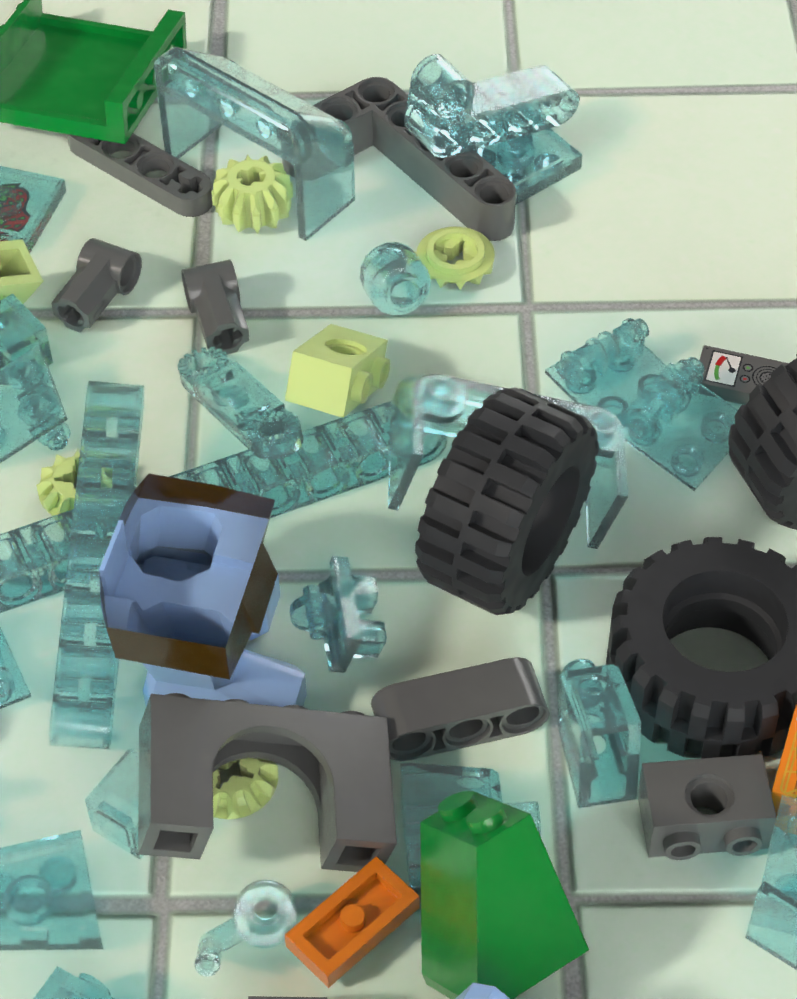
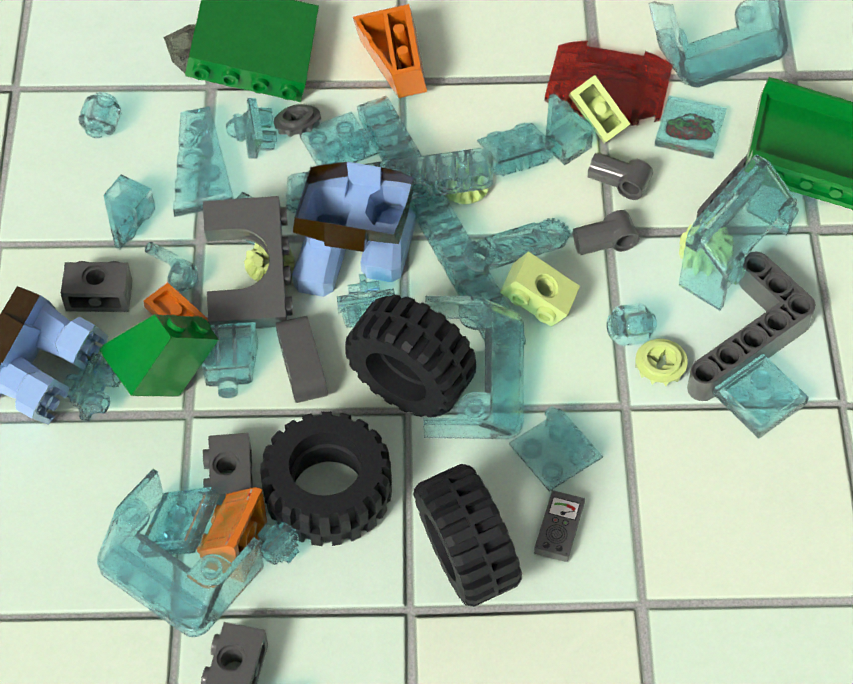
camera: 90 degrees right, 5 degrees up
(458, 116) = (774, 361): clear light blue beam -> none
(593, 704) = (271, 409): clear light blue torso -> none
(680, 423) = (516, 479): clear light blue hinge -> none

